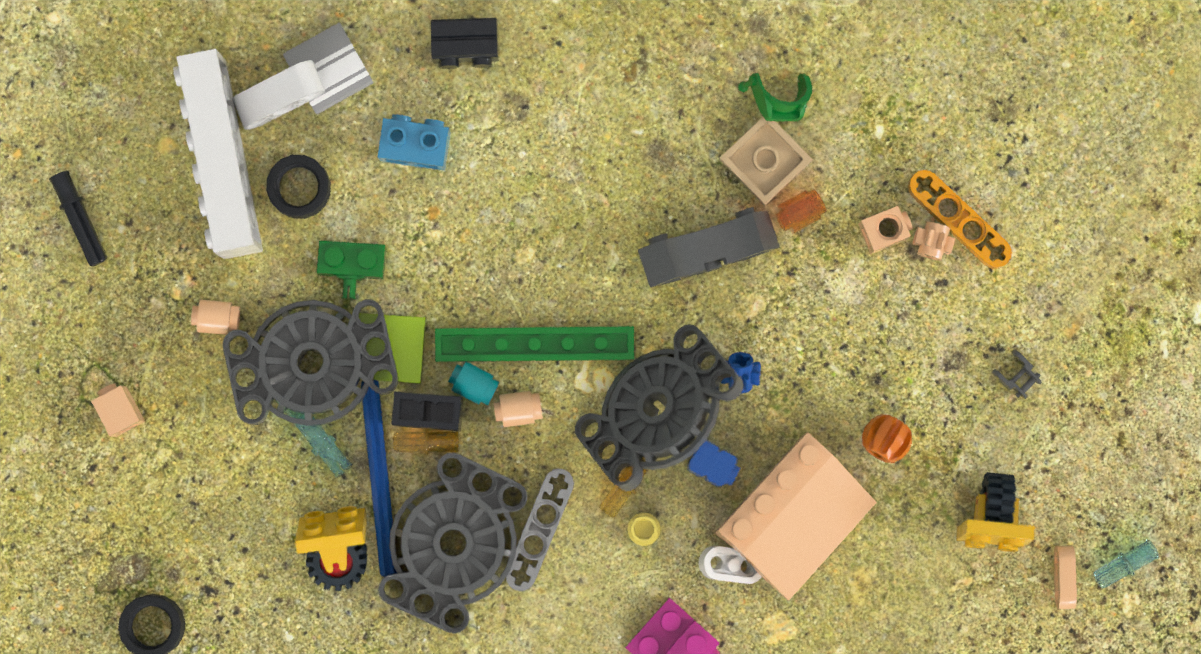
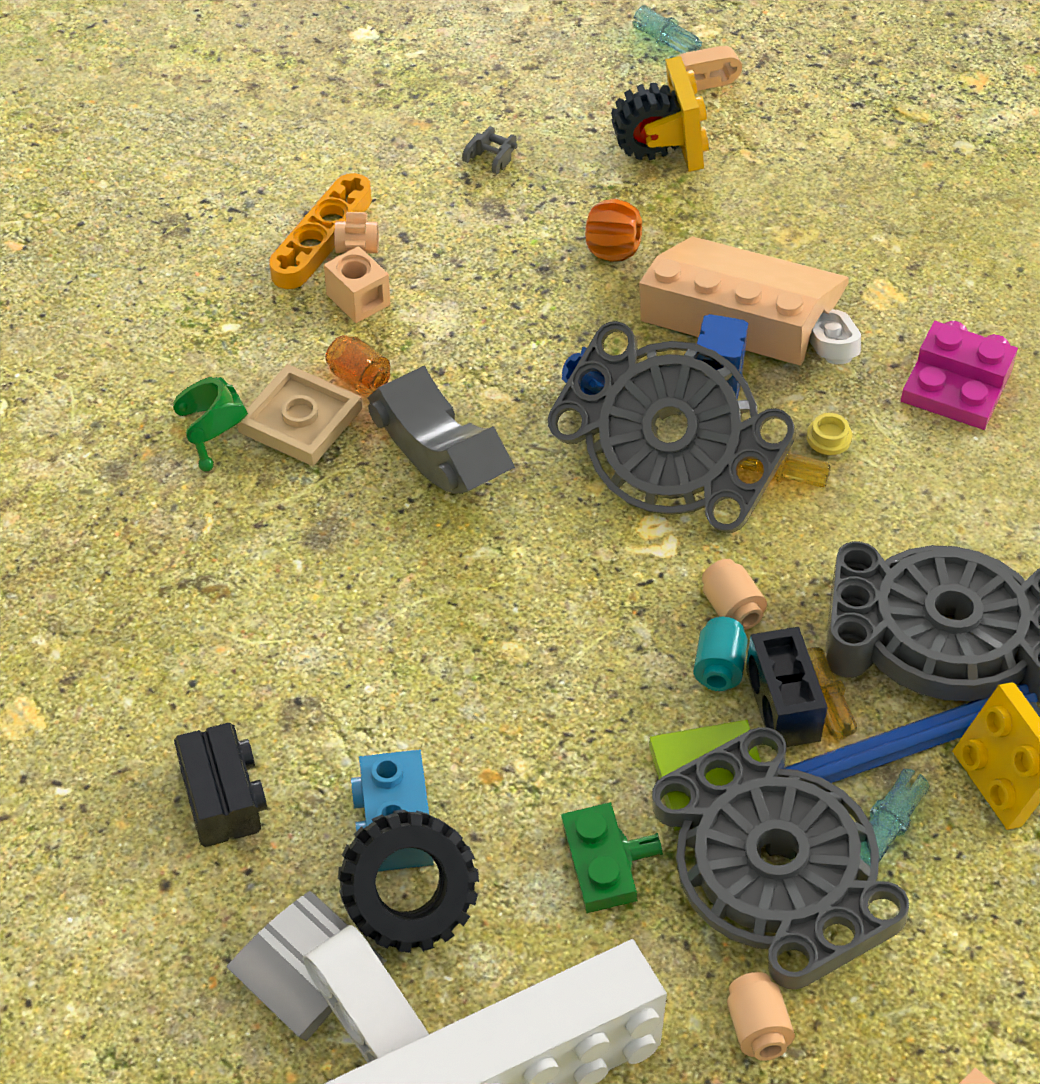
camera: 110 degrees left, 35 degrees down
(273, 185) = (499, 917): black tyre -> none
(347, 133) = (444, 909): none -> black tyre
(534, 344) = (639, 605): green plate -> none
(544, 531) = (880, 531): light grey beam -> none

